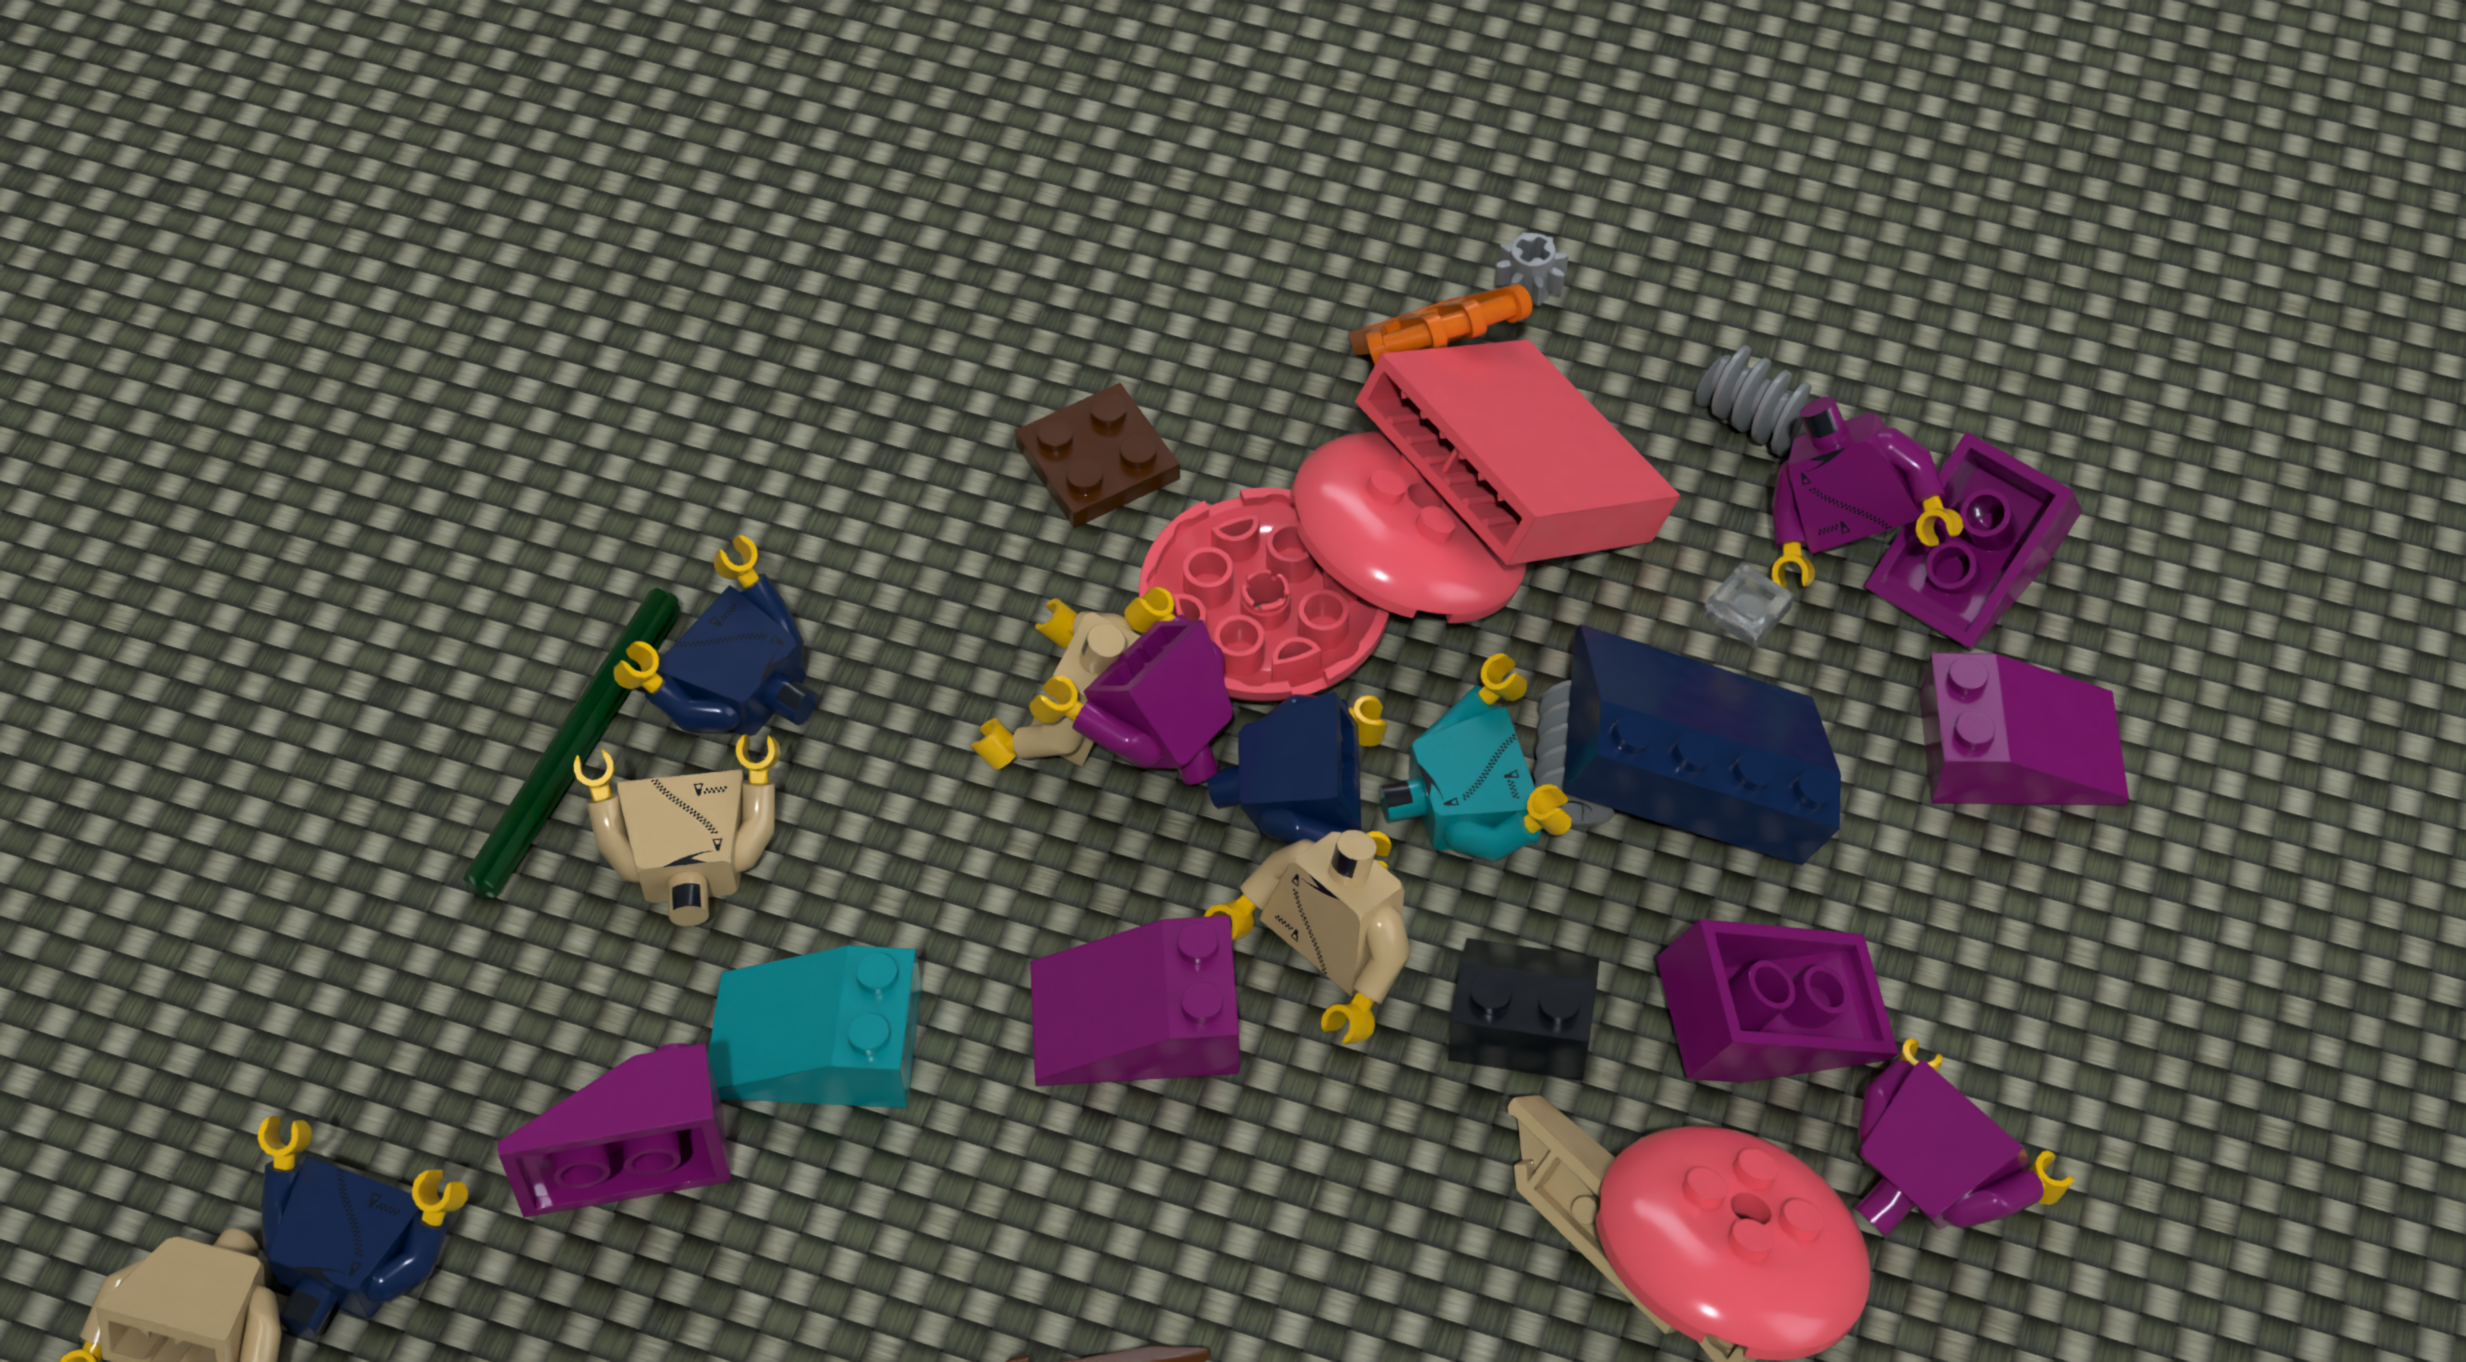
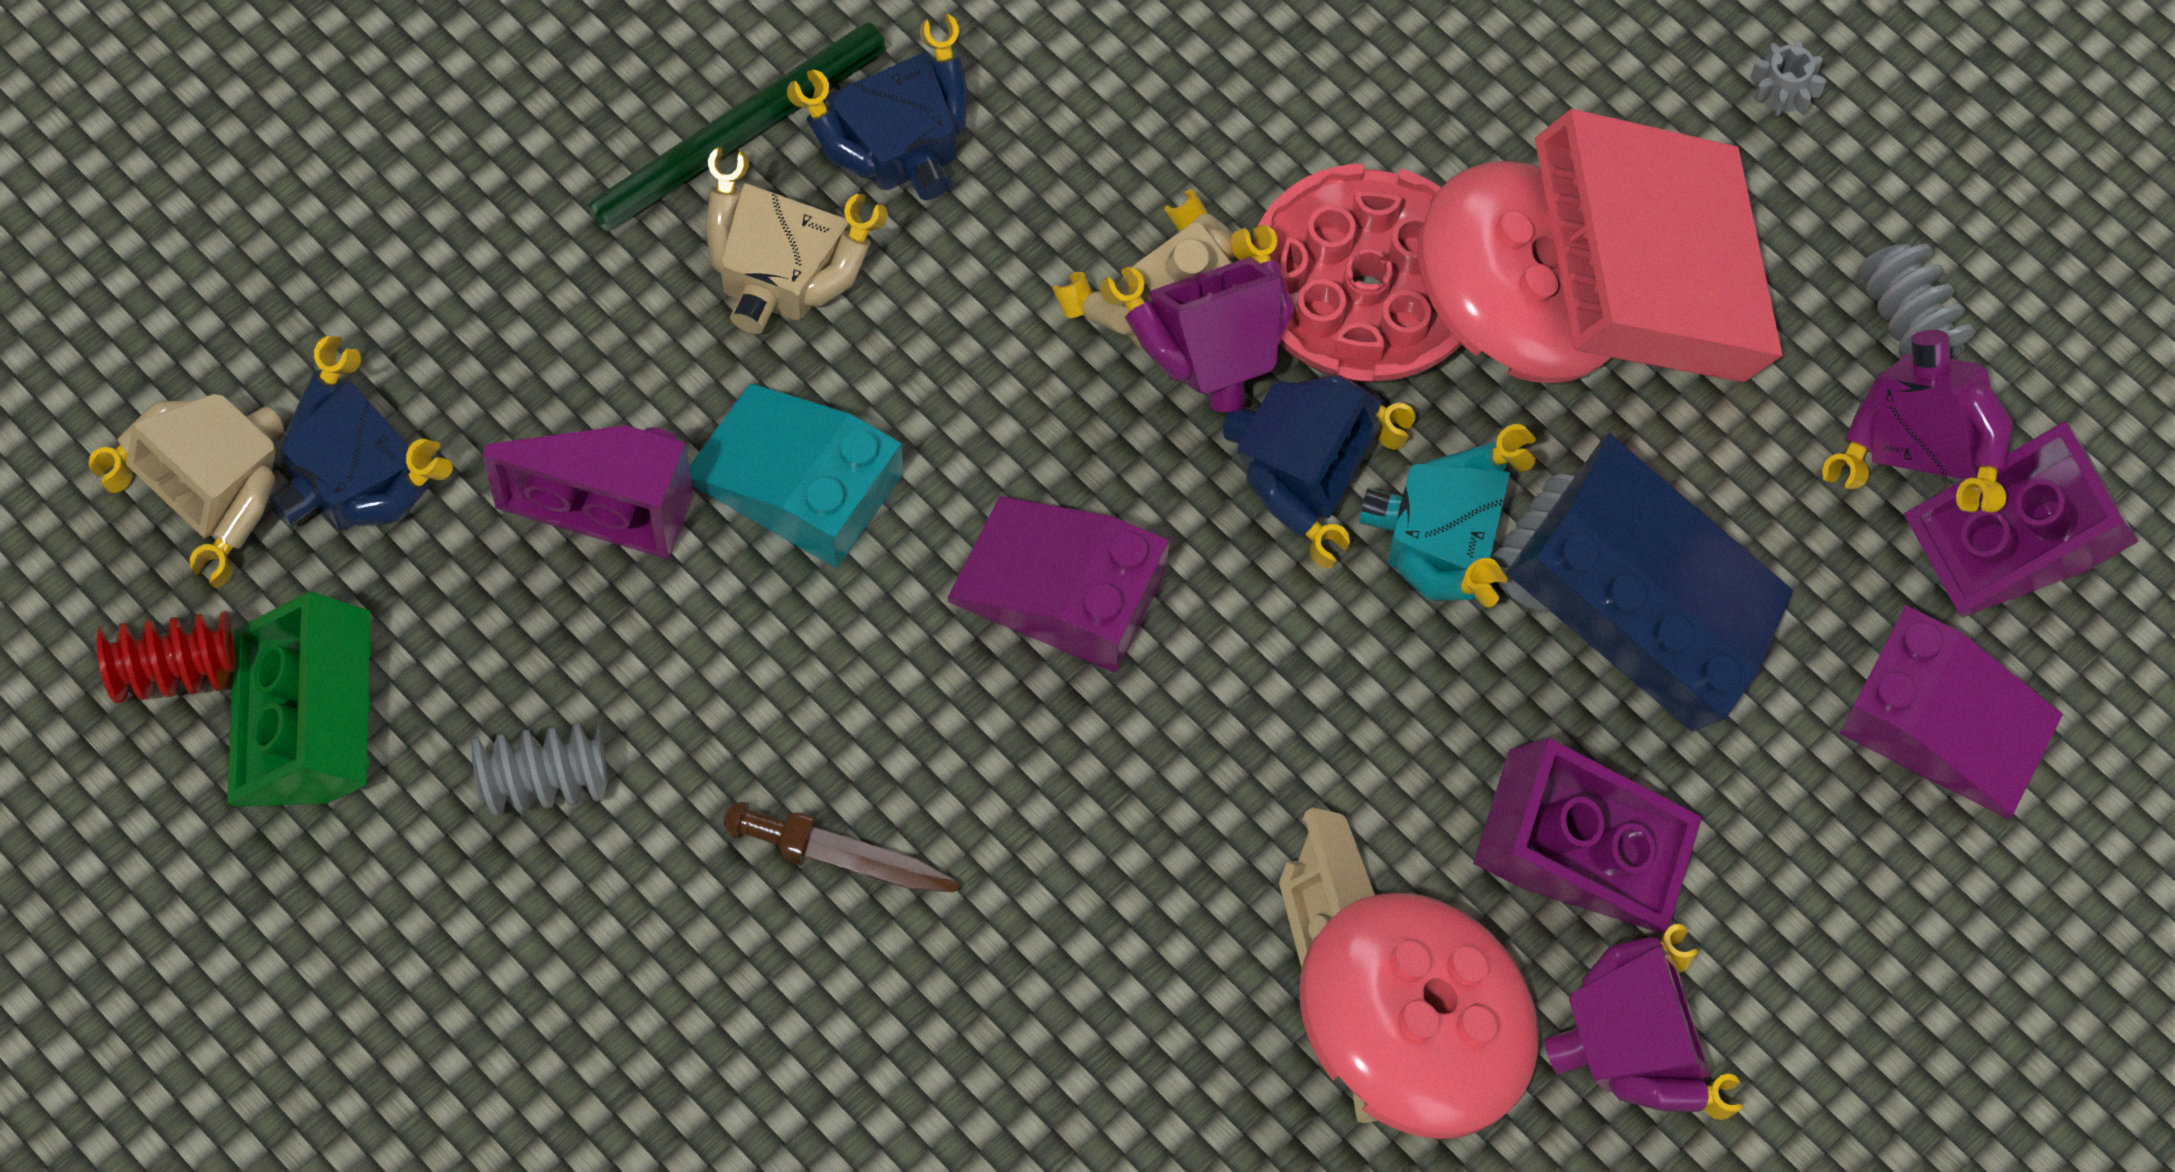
camera: 25 degrees right, 10 degrees up
(1097, 455) = (1308, 74): reddish brown plate -> none
(1337, 914) = (1263, 582): tan torso -> none
(1443, 322) = (1659, 95): orange plate -> none
(1523, 1009) = (1375, 734): black slope -> none
(1748, 605) = (1786, 481): clear plate -> none

